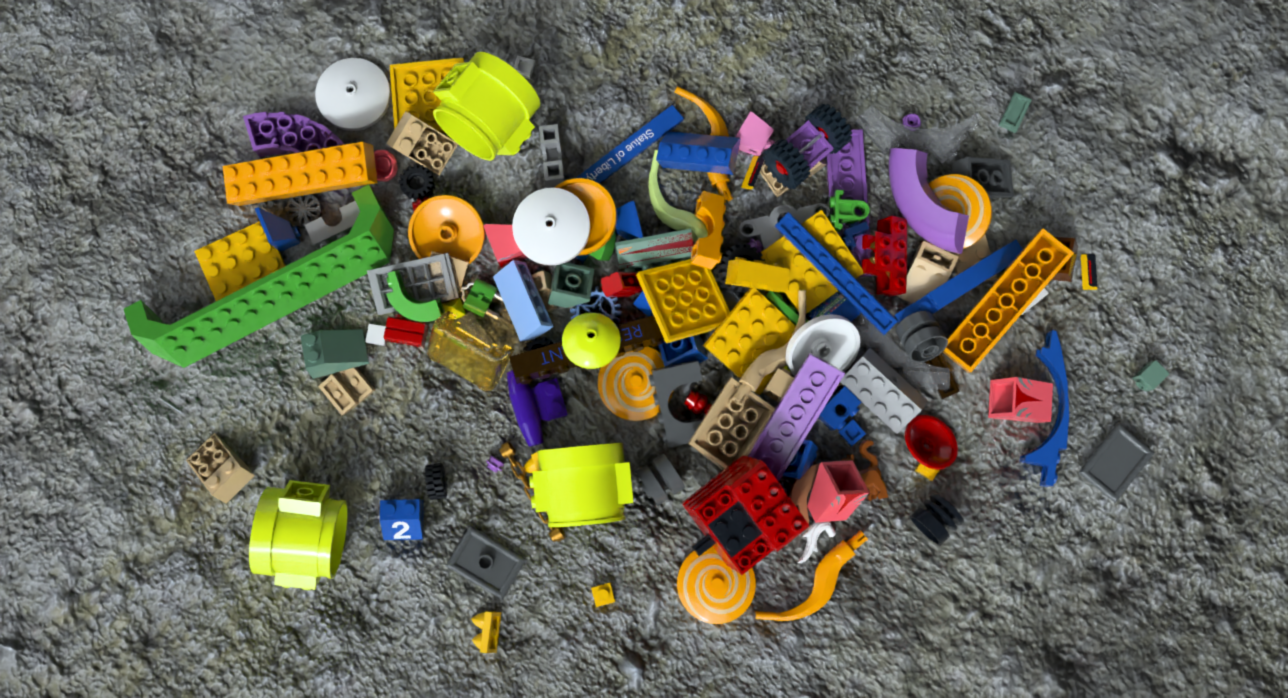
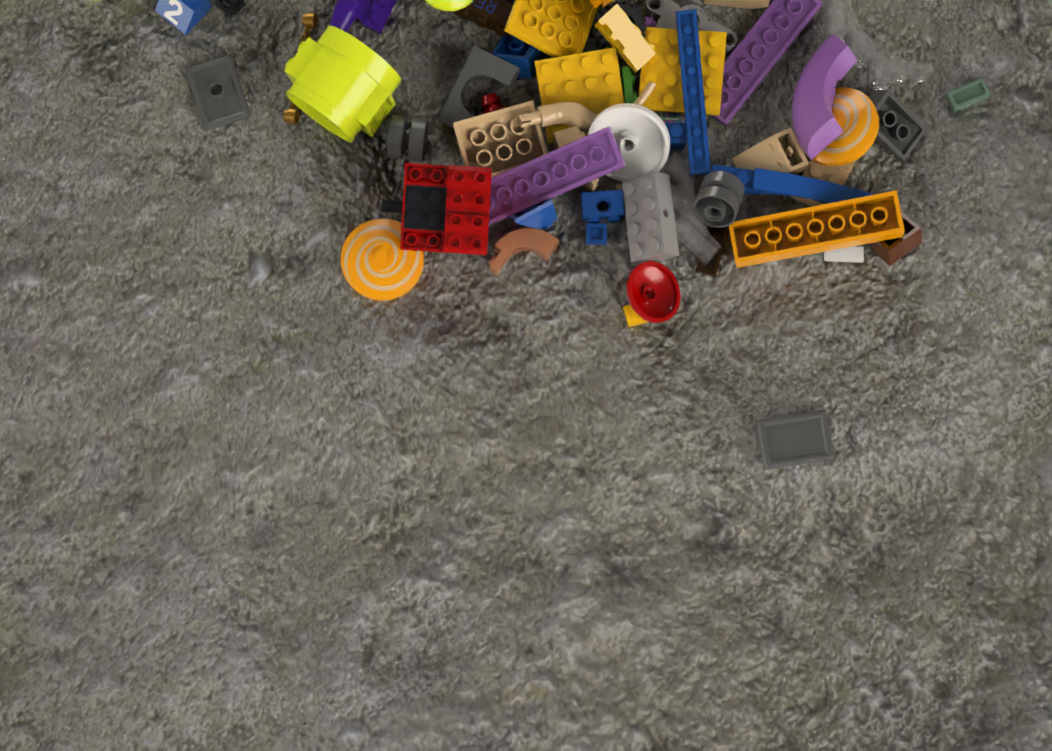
camera: 40 degrees right, 0 degrees up
(490, 623) = (174, 145): yellow tile -> none
(495, 464) = (290, 23): medium lavender plate -> none
(603, 594) = (286, 193): yellow plate -> none
(627, 387) = (444, 48): light orange dish -> none
(812, 535) = (492, 285): white piece -> none
(824, 581) = (469, 330): light orange animal -> none
(836, 491) = (538, 262): coral slope -> none
(844, 210) = (746, 52): bright green pin -> none
(856, 229) = (741, 75): dark blue bracket -> none
(872, 474) = (574, 277): dark orange animal -> none
(890, 256) = (751, 117): red piece -> none
(912, 118) = (874, 28): medium lavender plate -> none
(936, 519) = (603, 354): black wheel -> none
(1020, 400) = (760, 323): coral slope -> none
(1047, 453) = (740, 383): blue slope -> none
(1089, 272) = (913, 273): sticker -> none
(1150, 376) = (887, 395): sand green brick -> none

